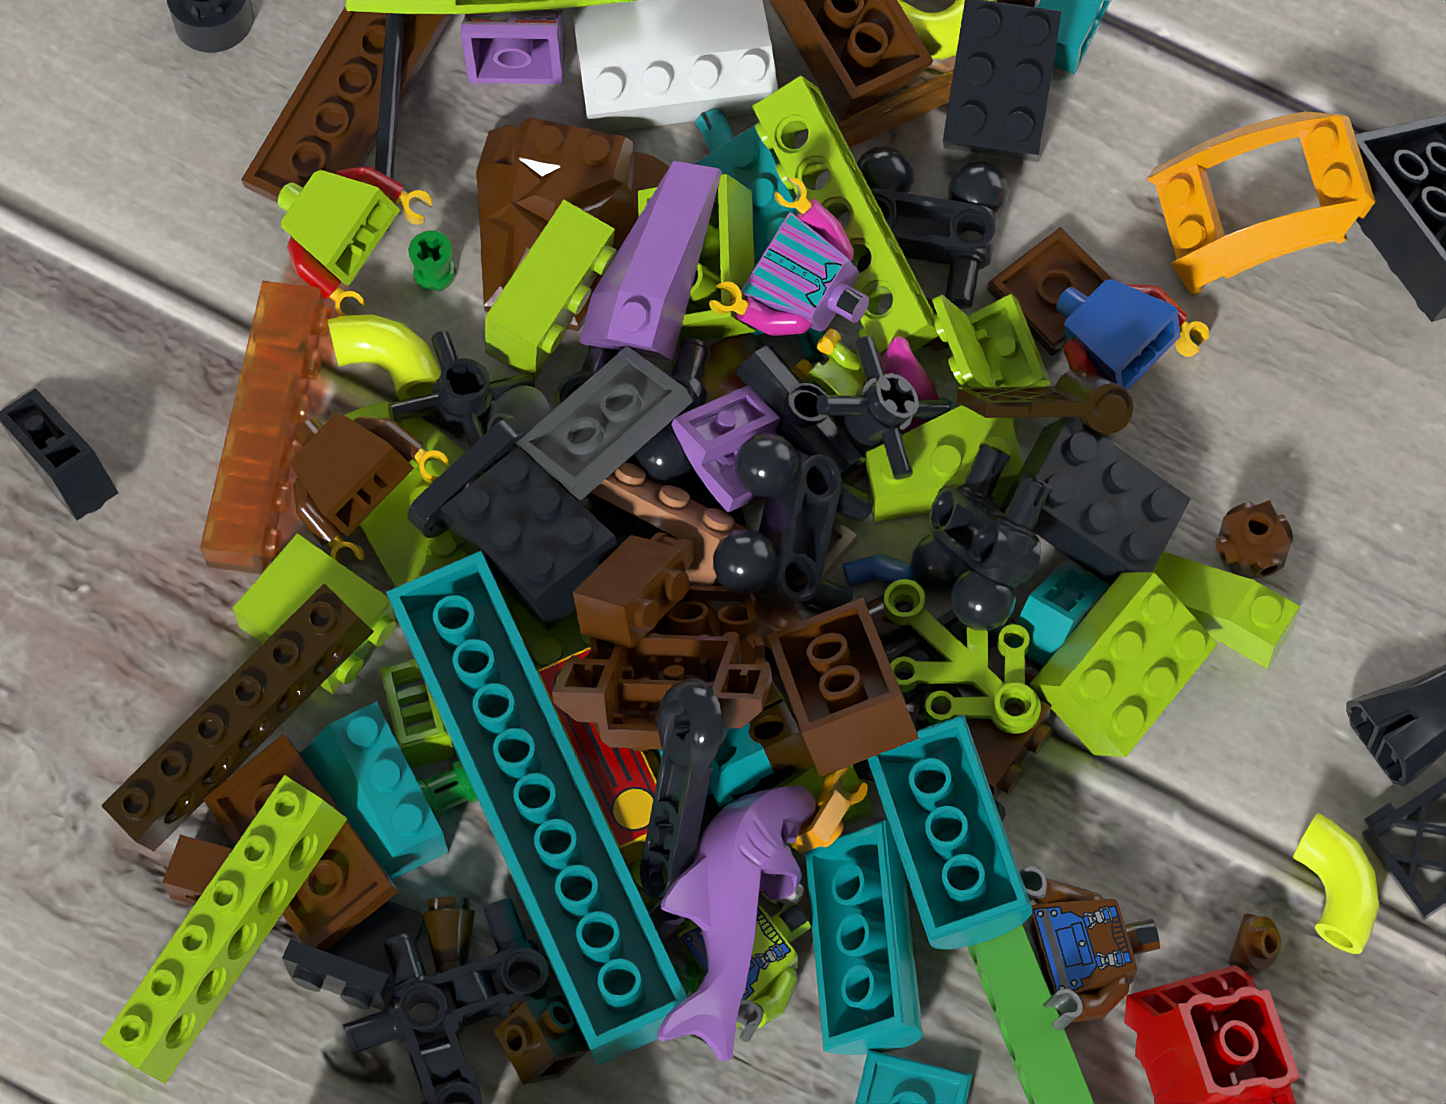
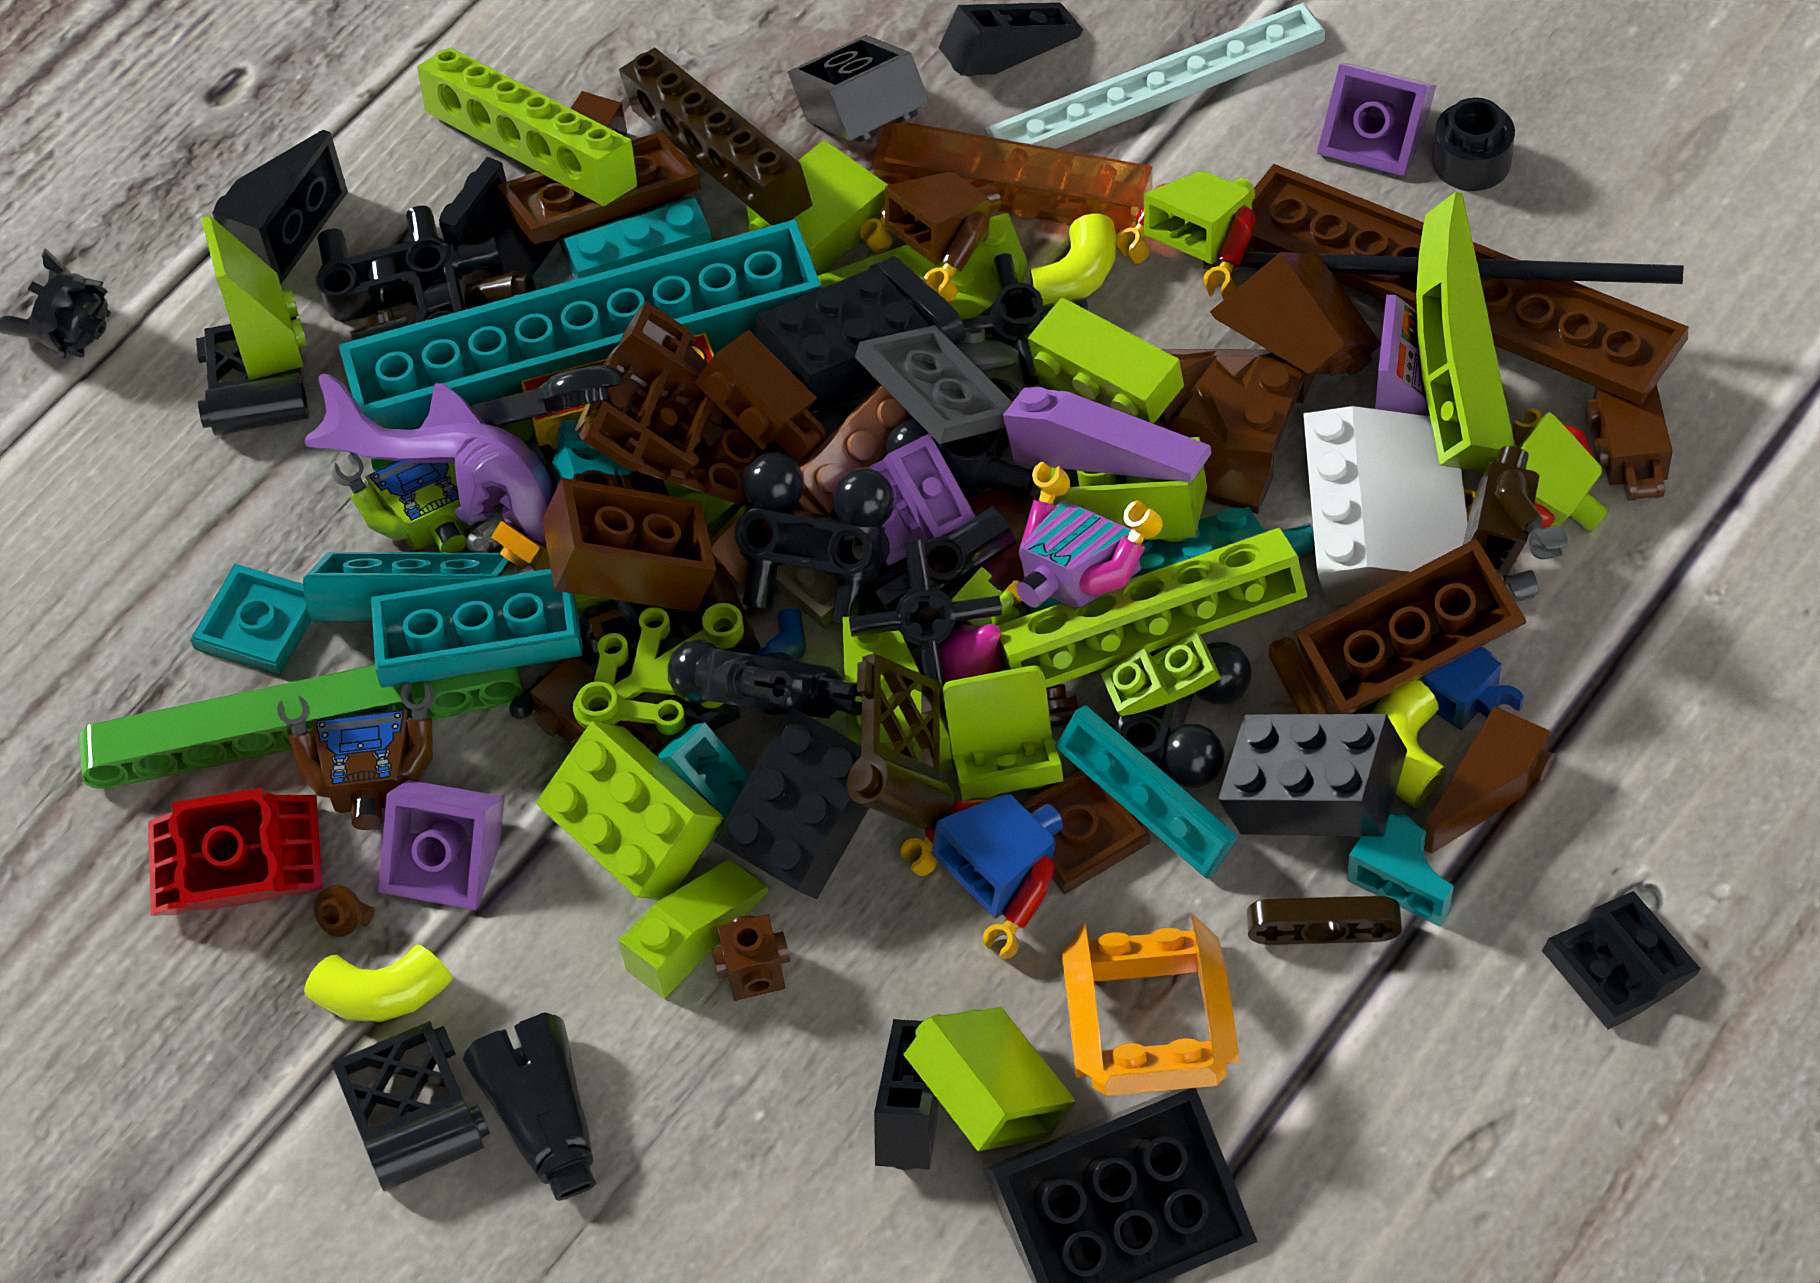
camera: 100 degrees right, 10 degrees down
(118, 311) = (1164, 80): none -> light aqua tile
(167, 572) = (859, 88): none -> black brick
(172, 92) = (1375, 118): none -> medium lavender slope
(432, 260) = (1169, 299): green bush -> none
(468, 128) = (1301, 316): none -> reddish brown slope
(914, 208) = (1156, 680): none -> lime slope
(1026, 224) = (1146, 791): none -> teal tile
(1132, 79) = (1324, 920): none -> dark brown beam
(1167, 854) = (439, 843): none -> medium lavender slope
(1355, 313) = (989, 1077): none -> lime brick
(1366, 389) = (904, 1107): none -> black slope

